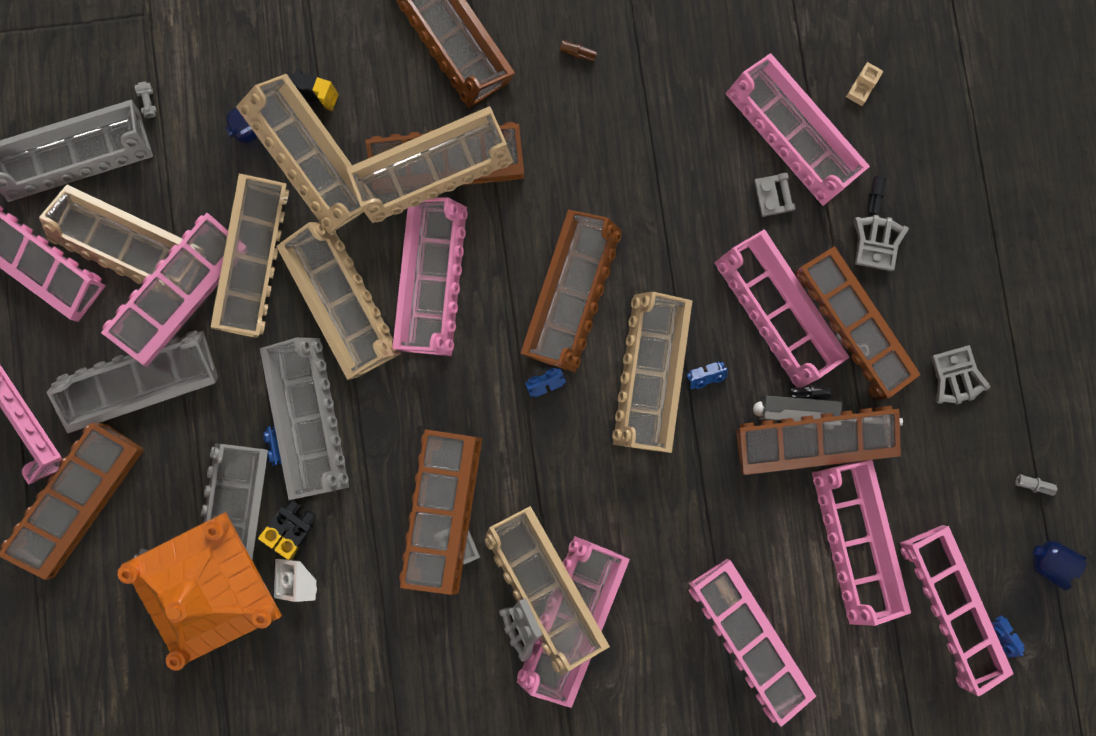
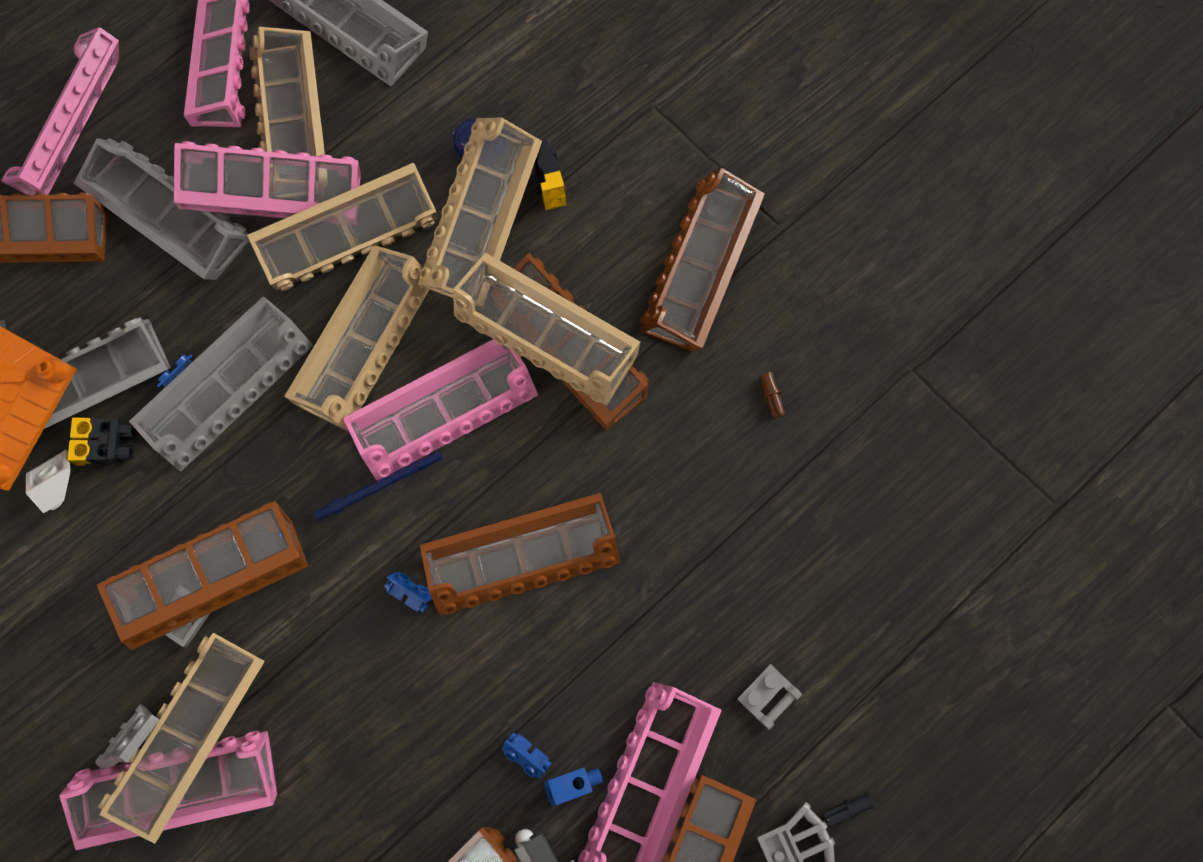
camera: 60 degrees right, 10 degrees down
(145, 89) = (446, 37): light grey bar -> none
(451, 392) = (337, 506): none -> clear blue bar
(652, 372) = (487, 696): window -> none
(747, 358) = (562, 790): none -> blue torso
(796, 129) = (854, 673): window -> none
(864, 84) = (959, 712): tan slope -> none

